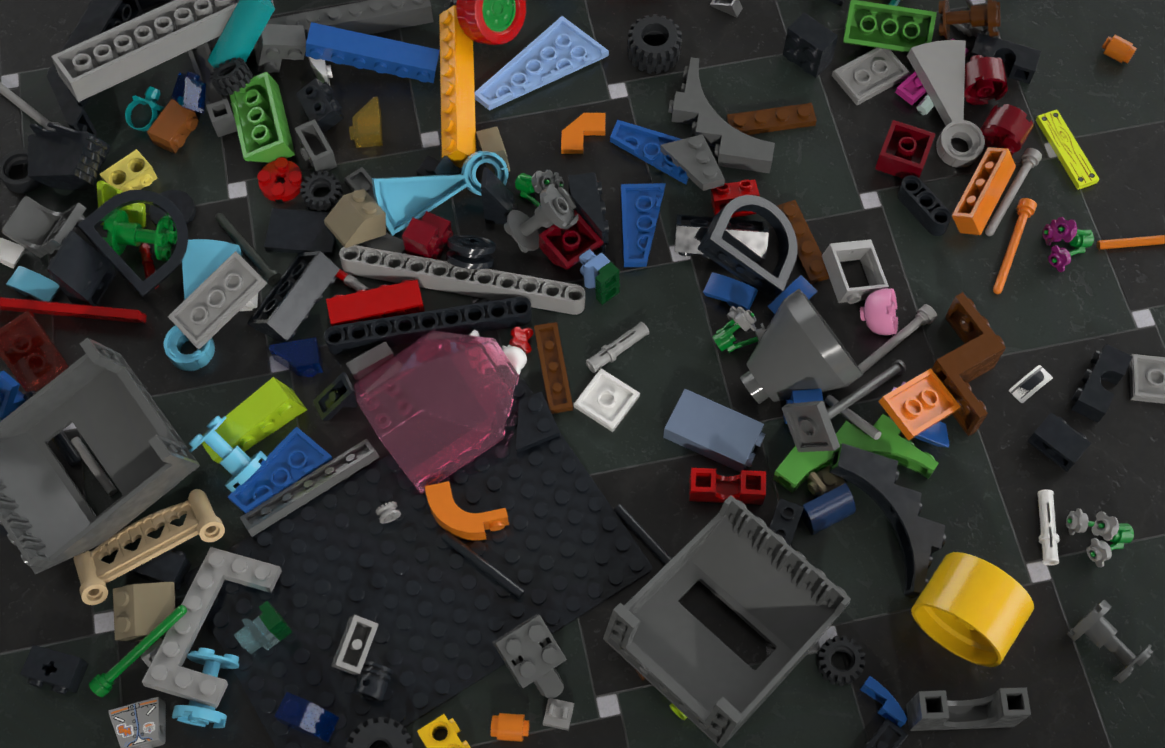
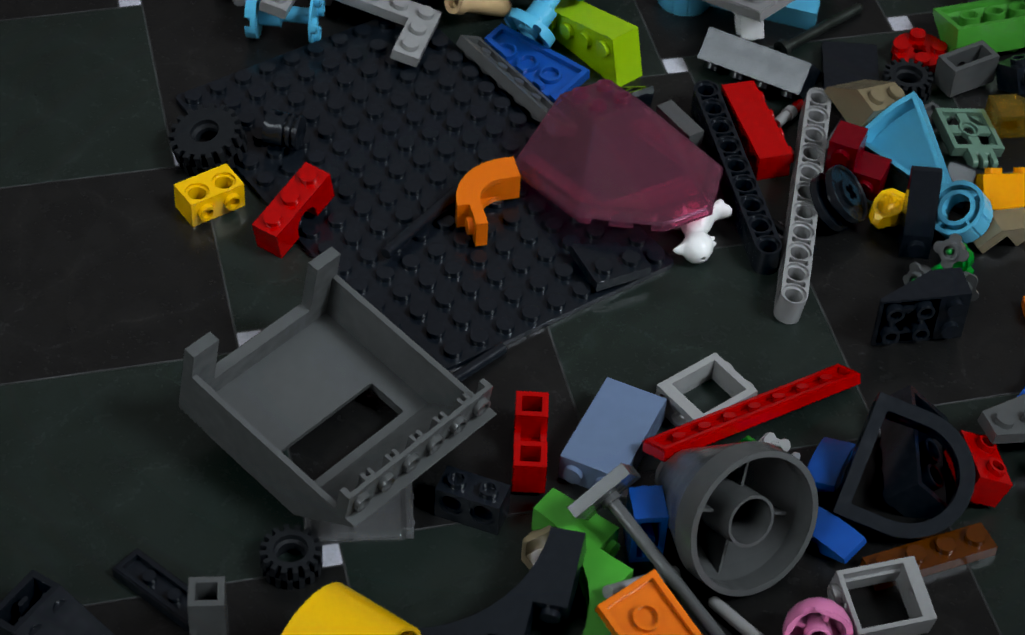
camera: 85 degrees right, 20 degrees down
(264, 630) = (346, 44): hips -> none
(299, 356) = (679, 72): clear blue slope -> none
(306, 717) = (249, 82): clear blue slope -> none
(354, 645) = (326, 109): light grey brick -> none
(388, 512) = (484, 139): light grey bush -> none
(409, 153) = (979, 123): none -> sand green piece
(474, 221) = (887, 208): none -> yellow rock
(477, 669) = (278, 224): none -> red arch
(509, 727) = (228, 246): orange brick -> none
(520, 338) = (727, 256): red piece -> none
(535, 656) = (298, 247): dark grey brick -> none
(553, 368) = (690, 286): reddish brown plate -> none
(554, 209) = (894, 249): dark grey piece -> none
(558, 714) = (242, 291): light grey tile -> none
(567, 245) = (867, 283): dark red slope -> none
(601, 274) = (823, 321): hips -> none
(606, 400) = (652, 341): white tile -> none
(610, 352) = (718, 339): light grey pin -> none
(639, 219) = (932, 373): blue wing -> none
(687, 381) = (681, 410): none -> light grey window
(695, 334) = (752, 411): none -> red tile
(828, 509) = (502, 551): dark blue brick -> none
(890, 707) = (245, 590): blue slope -> none

